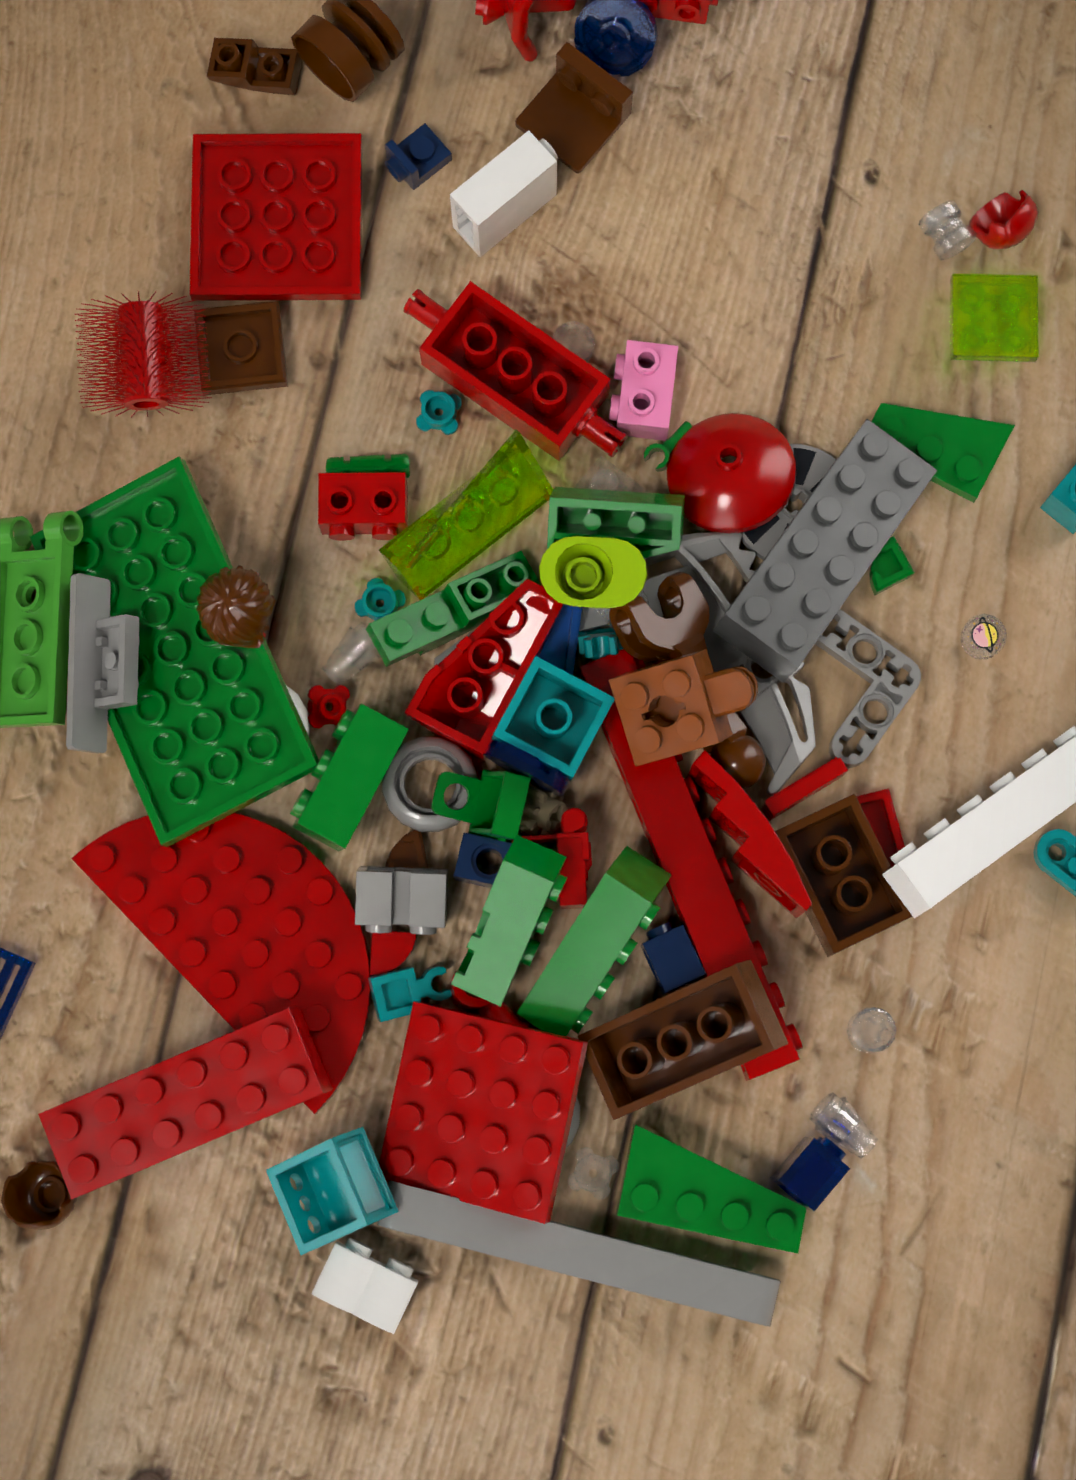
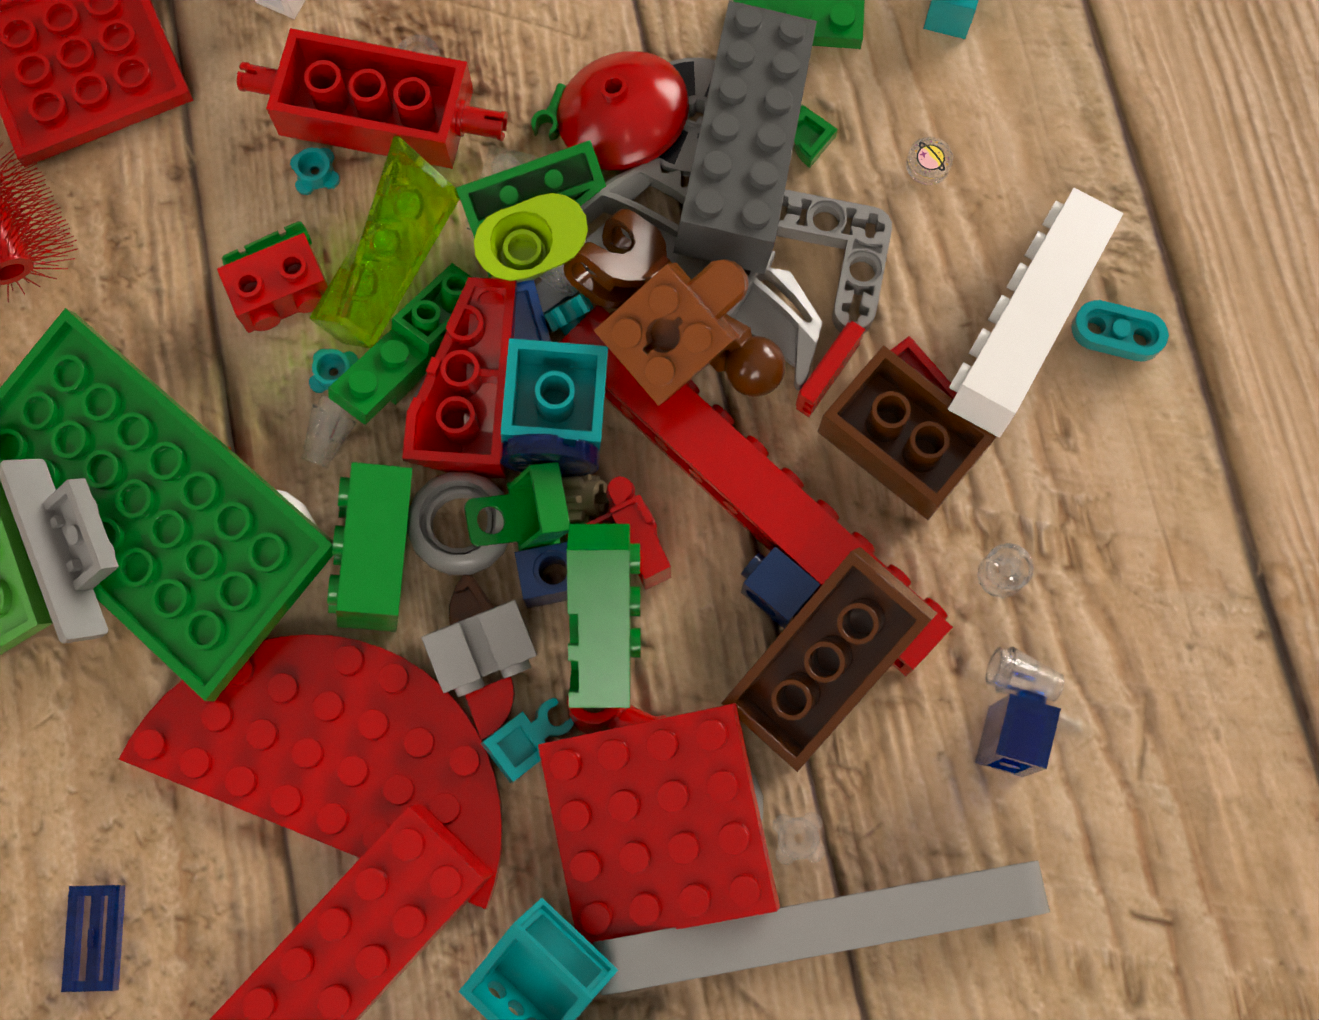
camera: 25 degrees left, 5 degrees down
(235, 607) = (180, 424): reddish brown hair -> none
(242, 348) = (93, 189): reddish brown plate -> none
(317, 701) = (310, 487): red plate -> none
(594, 944) = (696, 604): green wedge -> none
(646, 389) = (506, 67): bright pink brick -> none
(694, 1194) = (908, 811): green wedge -> none
(761, 851) = (820, 441): red slope -> none

